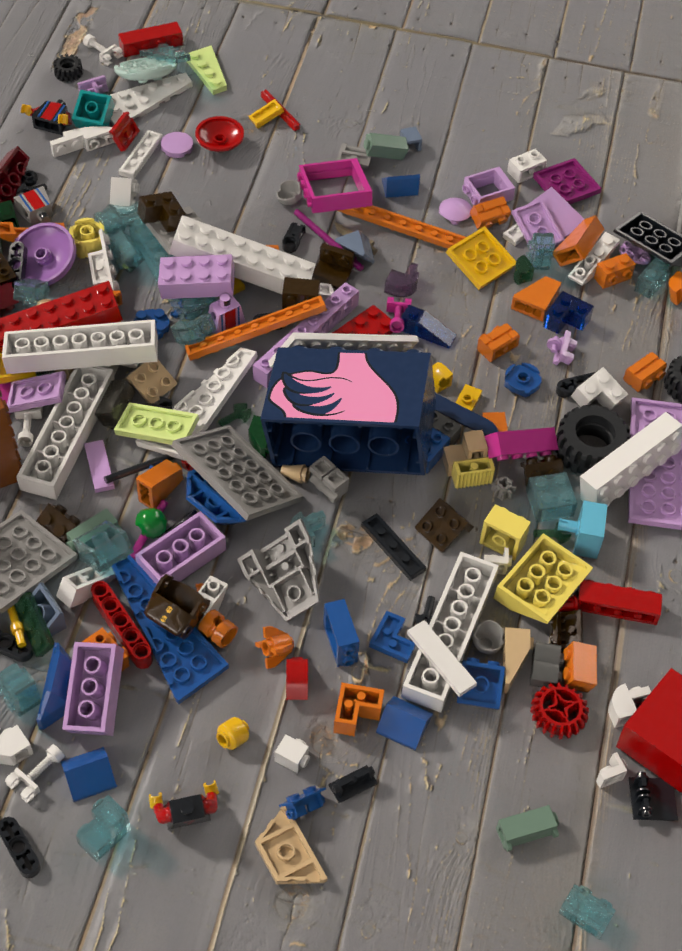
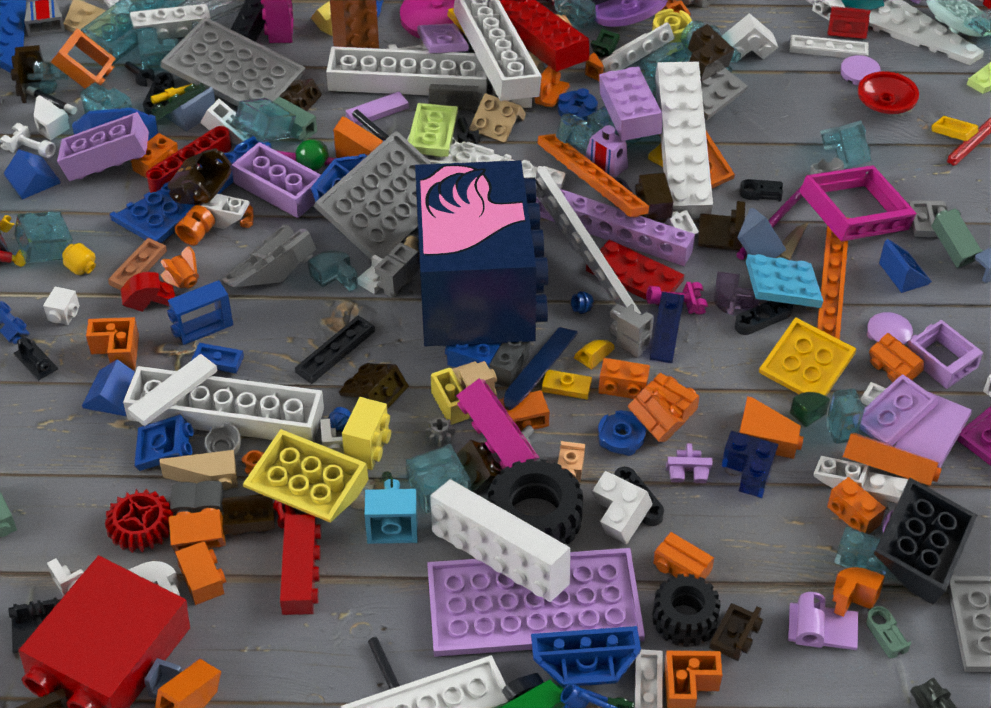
camera: 80 degrees right, 5 degrees down
(79, 282) = (605, 43): none -> dark green bracket
(199, 759) = (42, 236): none -> clear light blue brick
(252, 684) = (140, 261): none -> nougat plate
(266, 169) = (848, 143): none -> clear light blue brick
(316, 501) = (369, 279): none -> white bracket
(402, 248) = (783, 280): none -> medium azure plate
(423, 278) = (759, 323): none -> black beam
(433, 342) = (632, 329): none -> light grey hips
(475, 364) = (623, 378): none -> orange brick
(477, 551) = (339, 418): none -> blue plate
(510, 616) = (250, 458): none -> orange plate
(518, 351) = (656, 413): none -> orange brick
(547, 414) = (572, 458): none -> light nougat brick
(619, 670) = (200, 572): none -> orange brick

